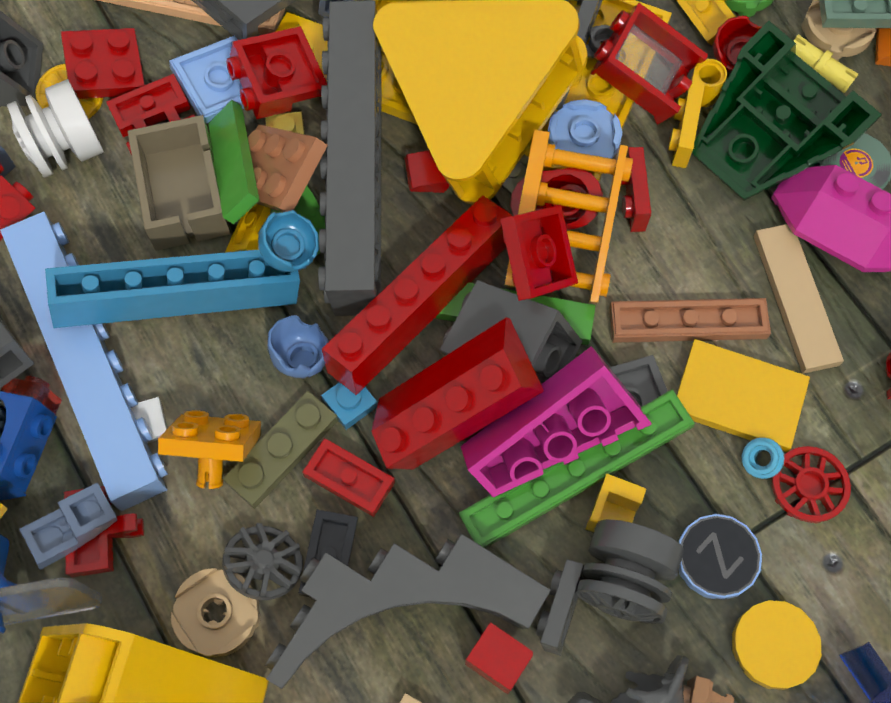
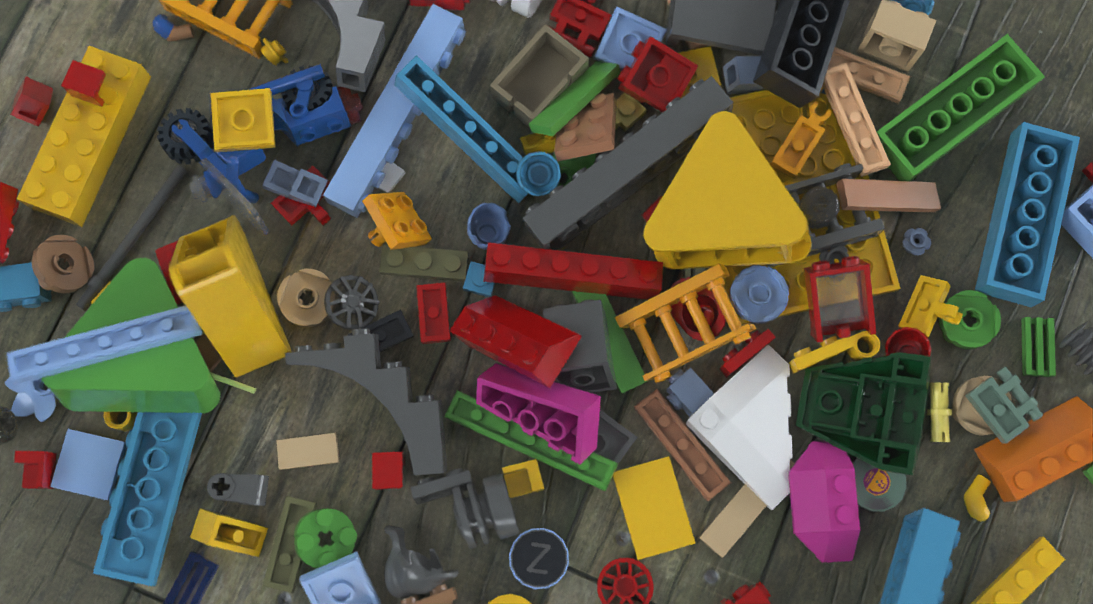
camera: 55 degrees right, 10 degrees up
(539, 252) = (638, 323): red plate -> none
(638, 271) = (687, 391): none -> sand blue brick
(718, 244) = (749, 426): none -> white slope
(750, 453) = (612, 543): medium azure plate -> none

